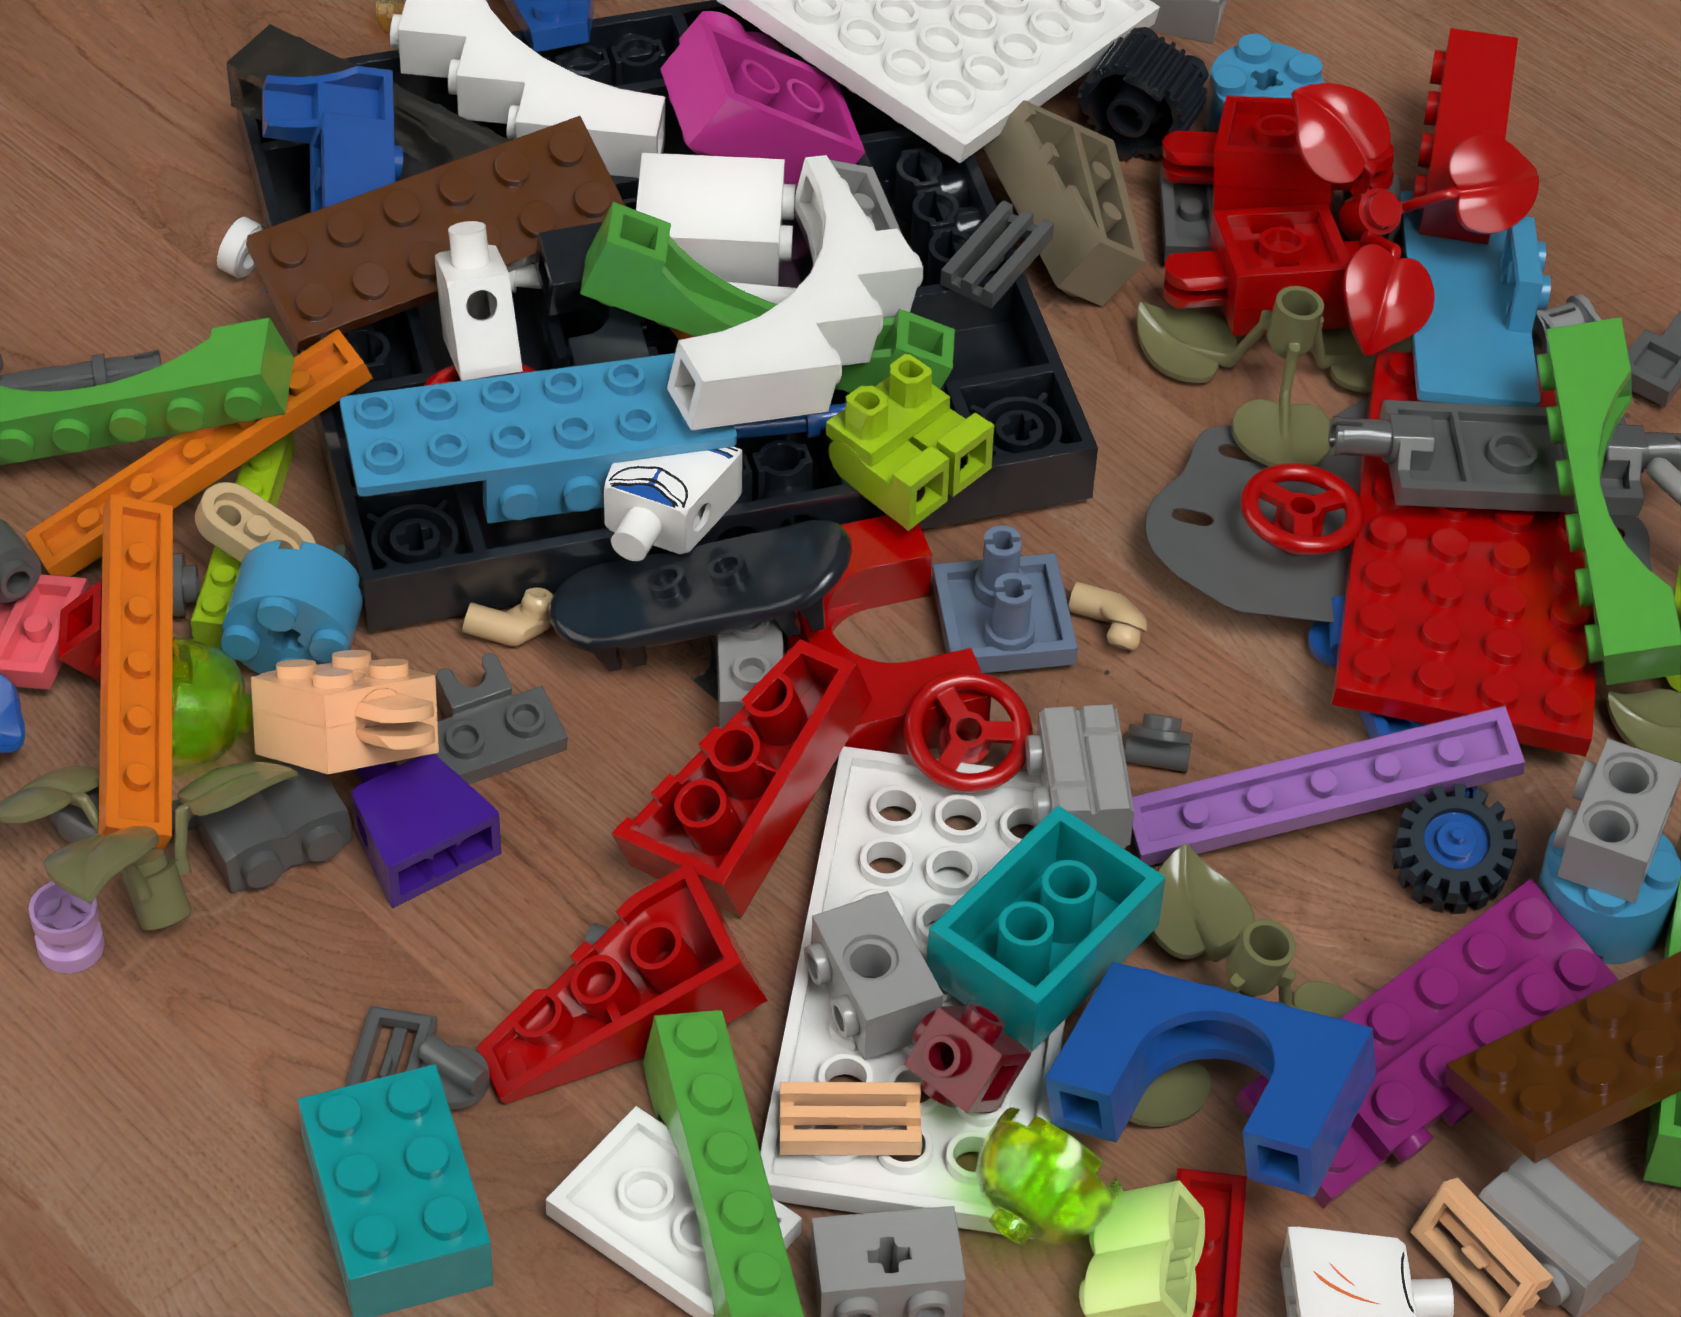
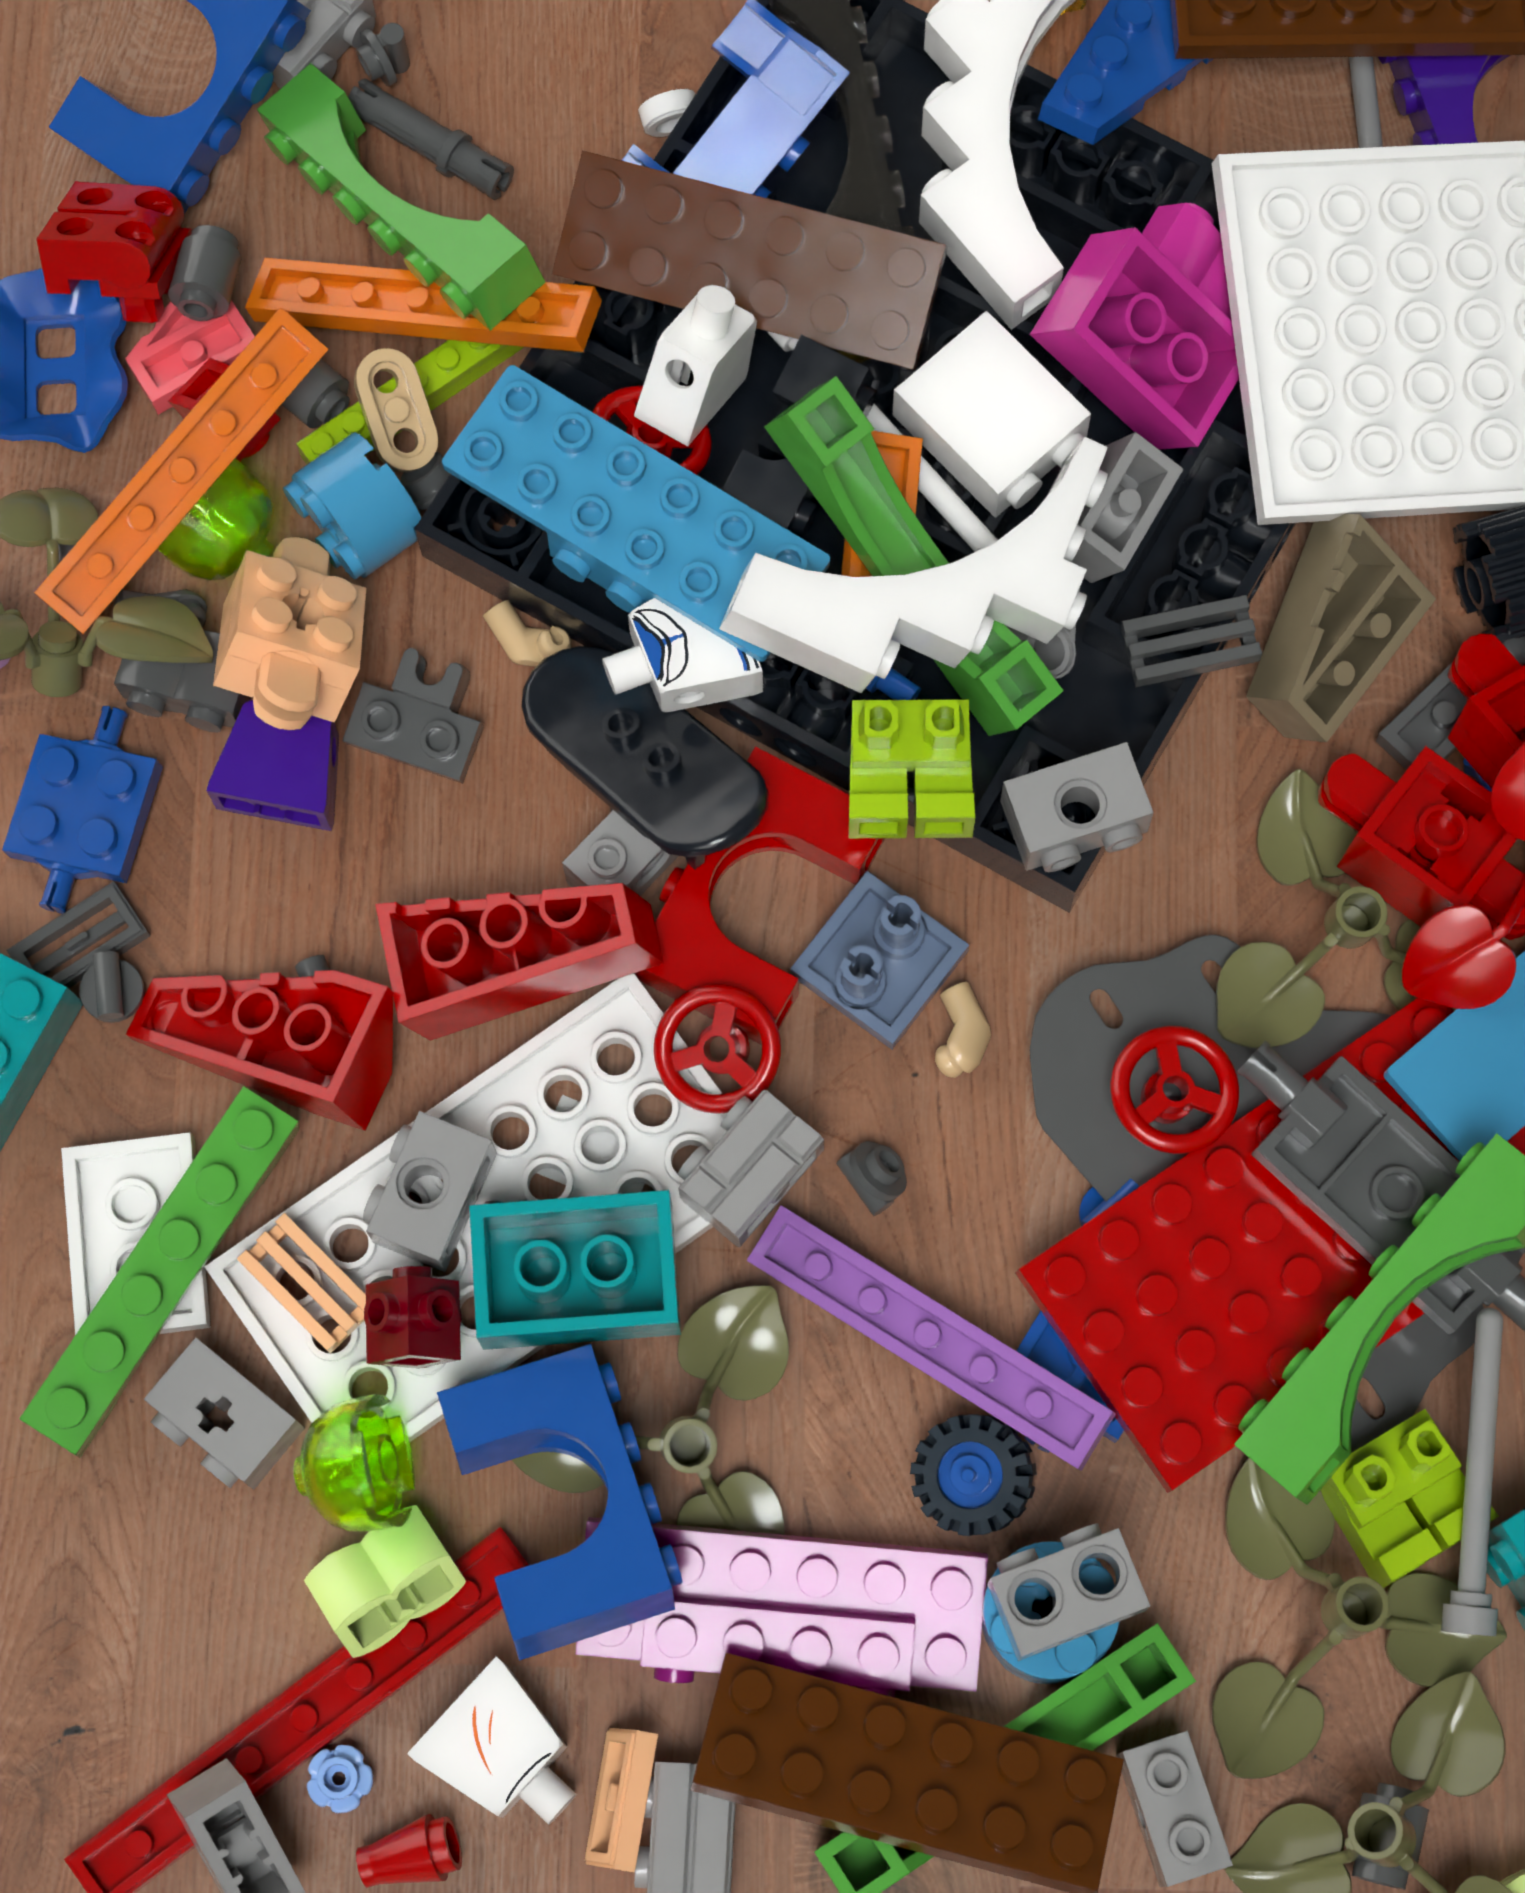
camera: 50 degrees right, 25 degrees up
(288, 980) = (82, 809): none -> blue plate
(1046, 386) = (1101, 780): none -> light grey brick

